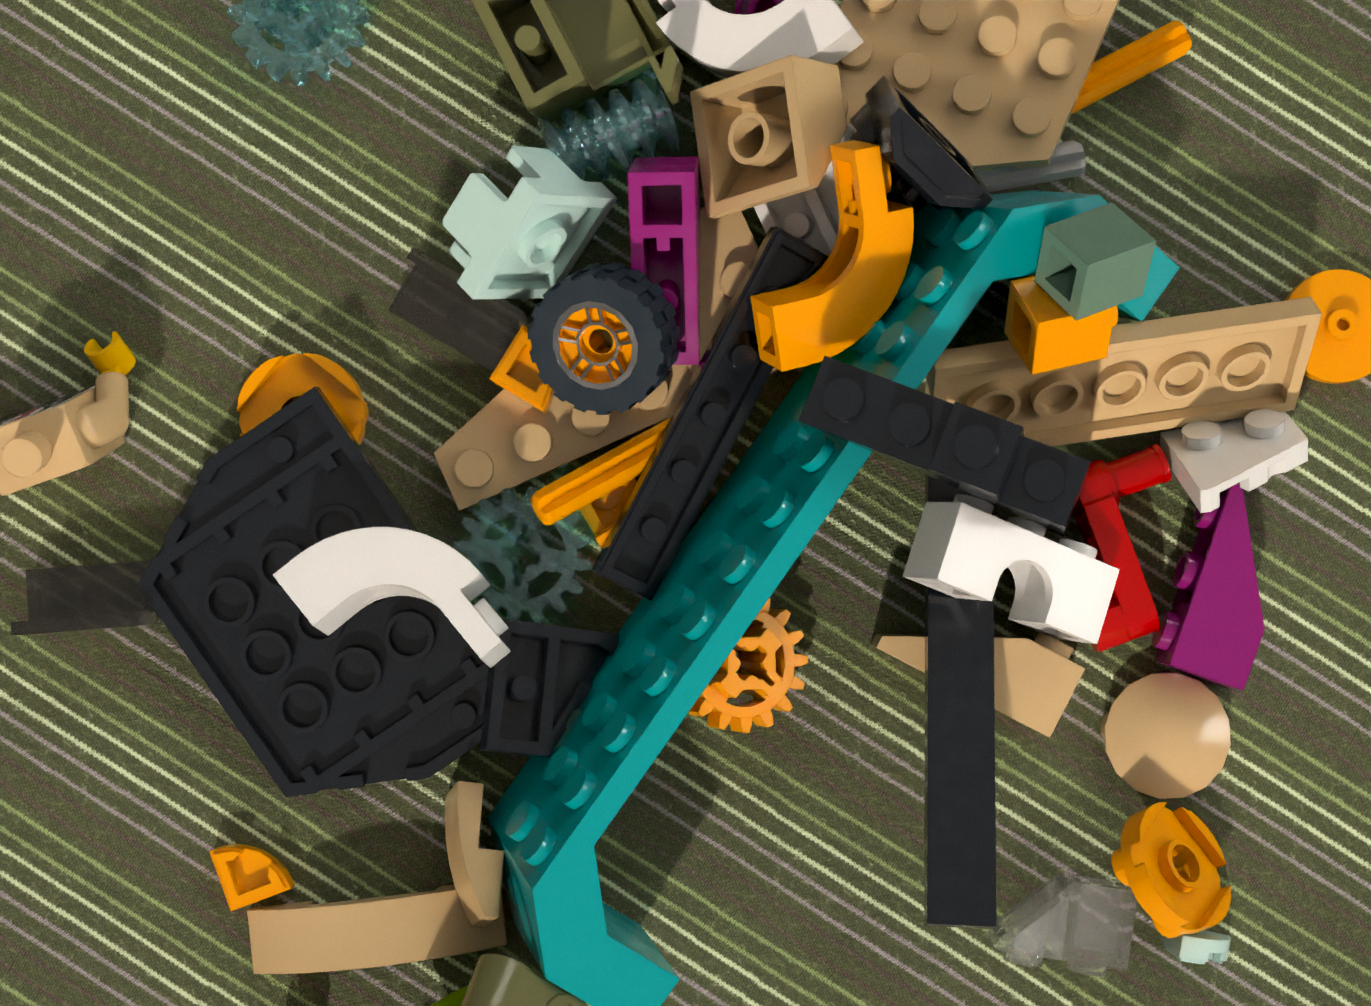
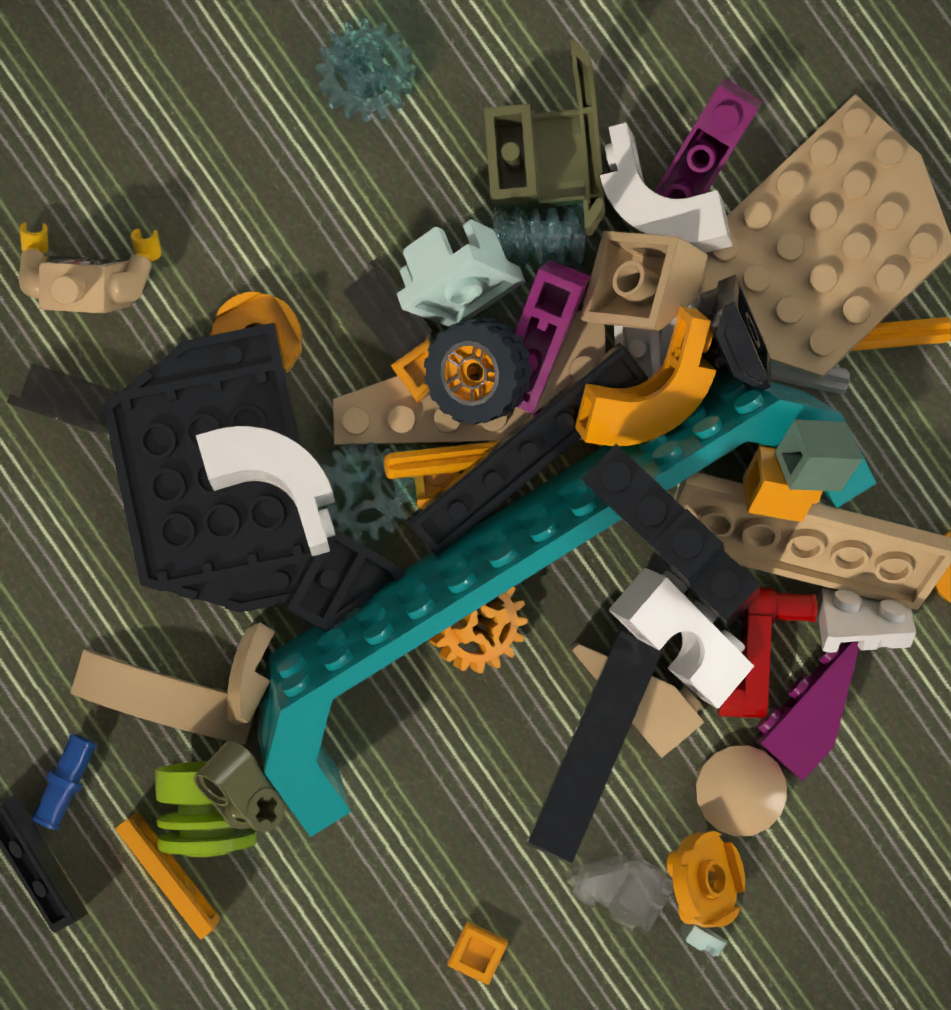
camera: 20 degrees right, 0 degrees up
(249, 874) = (94, 626): light orange tile -> none

